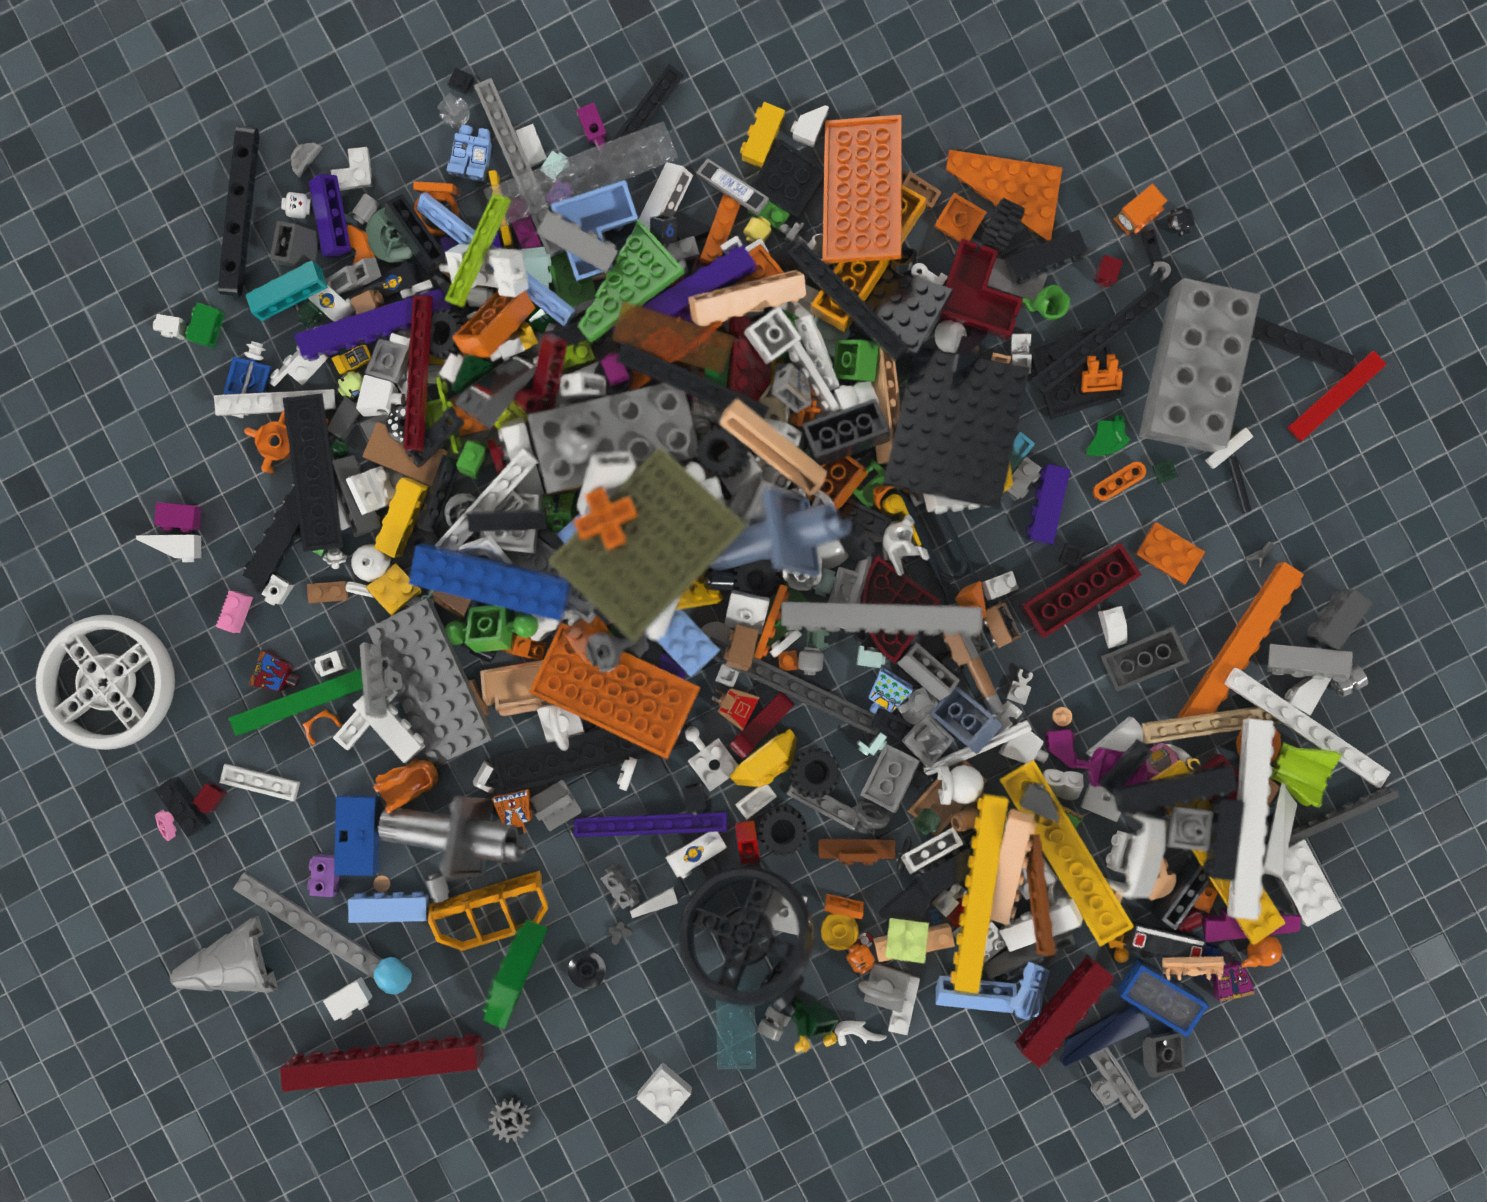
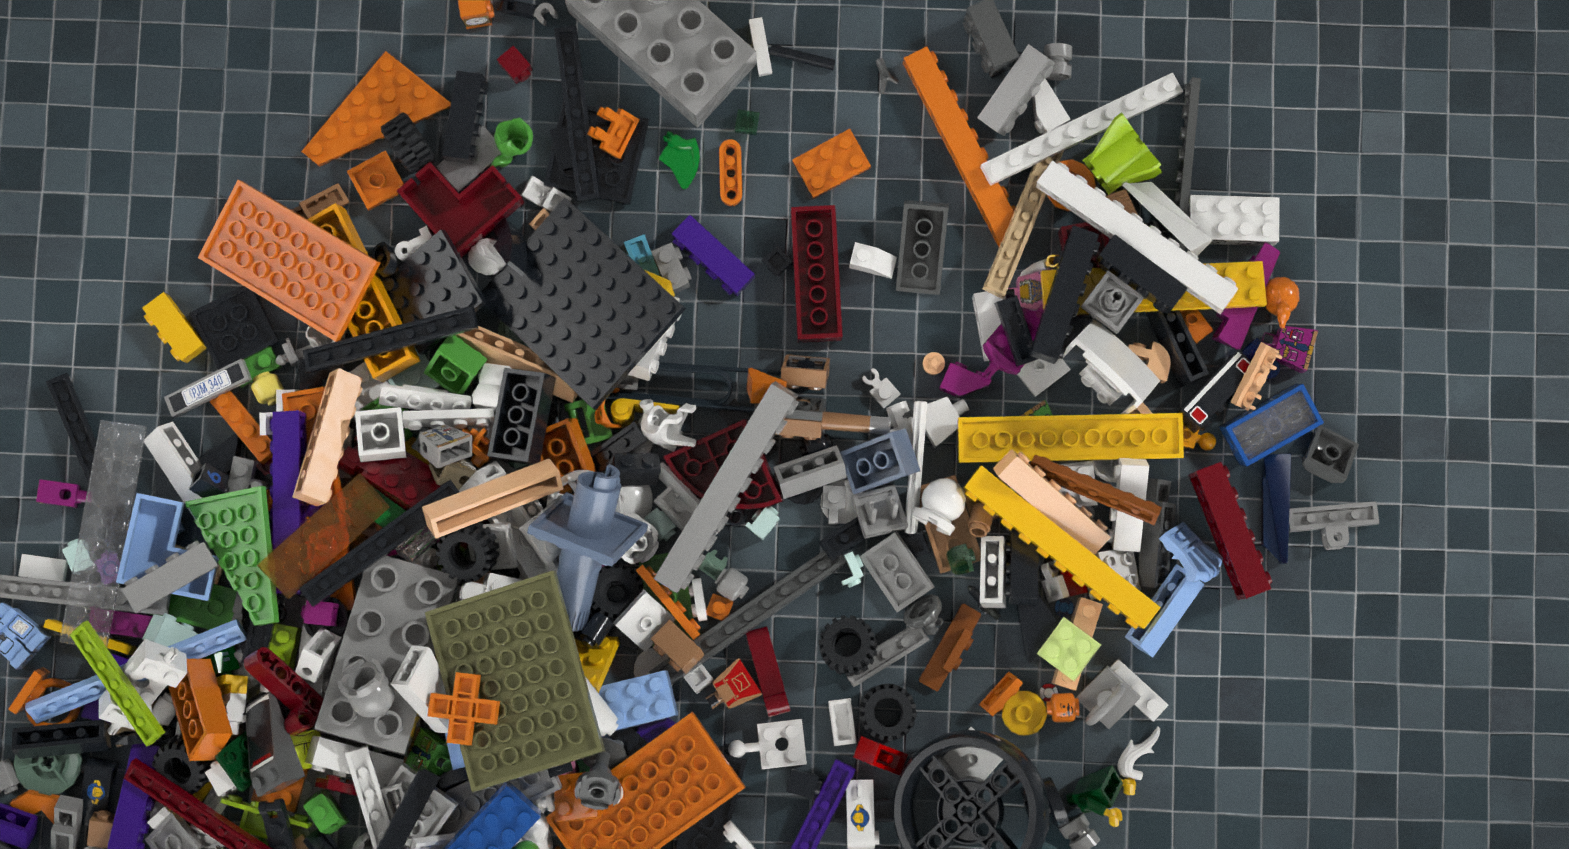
camera: 65 degrees left, 5 degrees down
(418, 289) = (119, 769): white plate -> none
(767, 761) = (808, 688): yellow wedge -> none
(809, 126) = (194, 276): white slope -> none
(888, 691) = (807, 523): light blue torso -> none
(999, 585) = (765, 350): white plate -> none
(1038, 800) = (1000, 436): dark grey slope -> none
(1066, 784) = (1002, 400): white brick -> none
(1192, 920) = (1210, 353): dark red brick -> none

